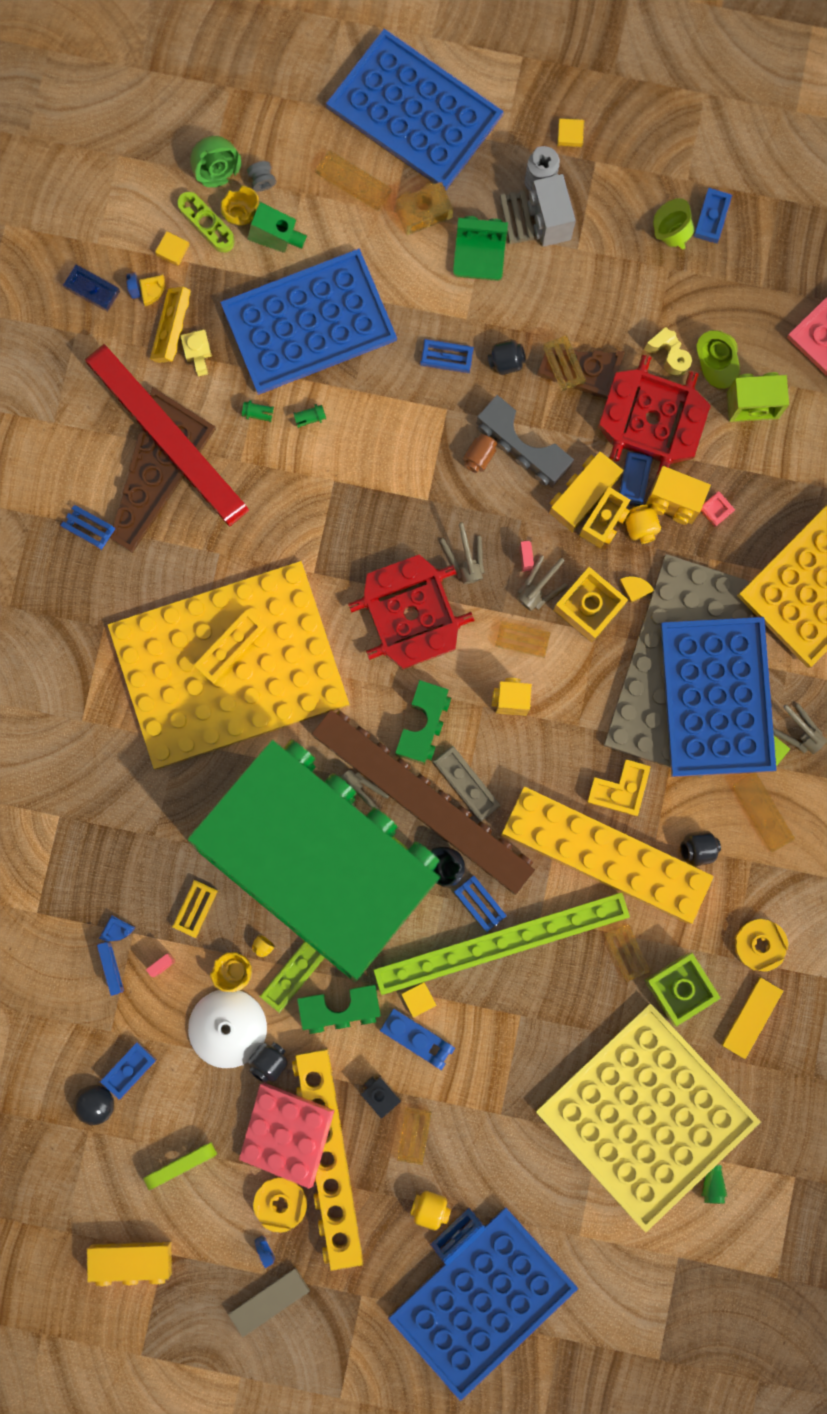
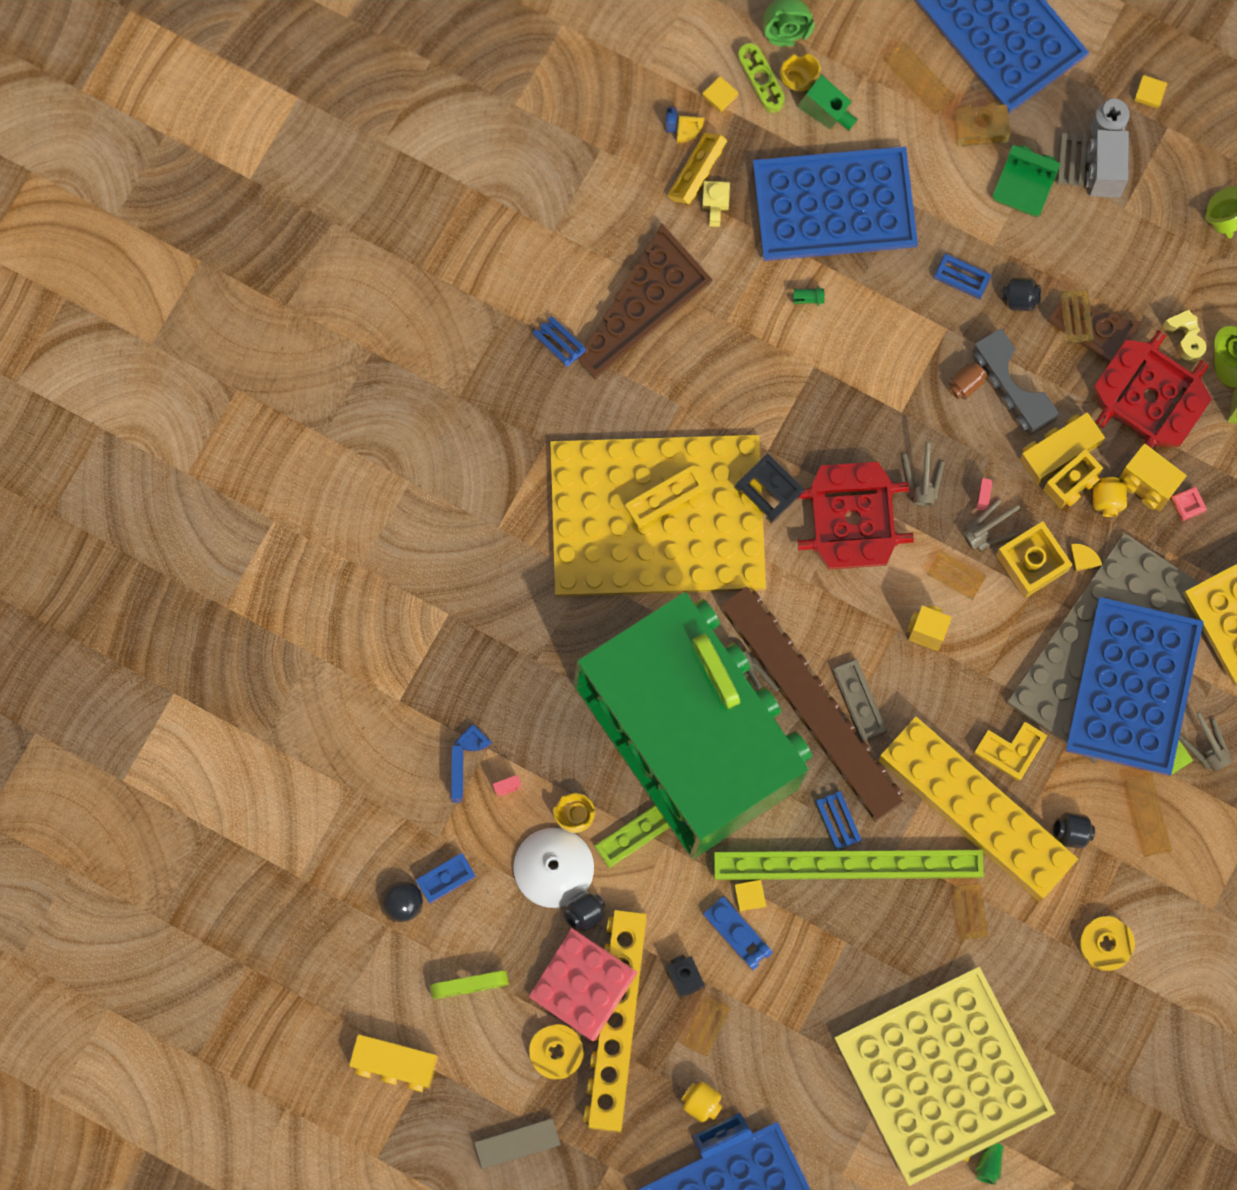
camera: 20 degrees right, 5 degrees down
(91, 288) = (629, 110): clear blue plate -> none
(167, 435) = (663, 274): red beam -> none
(204, 888) = (541, 759): yellow tile -> none
(255, 411) = (756, 276): green pin -> none
(261, 176) = (829, 48): dark grey wheel -> none
(262, 946) = (611, 798): yellow hinge -> none
(264, 1251) = (527, 1091): blue tile -> none
(317, 1015) = (646, 880): green arch -> none
(323, 810) = (716, 671): none -> lime beam
(328, 602) = (775, 482): none -> black plate
(431, 701) = (821, 646): green arch -> none
(450, 866) = (820, 774): black hair -> none
(635, 477) = (1116, 449): blue tile -> none
(682, 989) = (1014, 960): lime brick -> none
(752, 1018) = (1077, 1013): yellow tile -> none

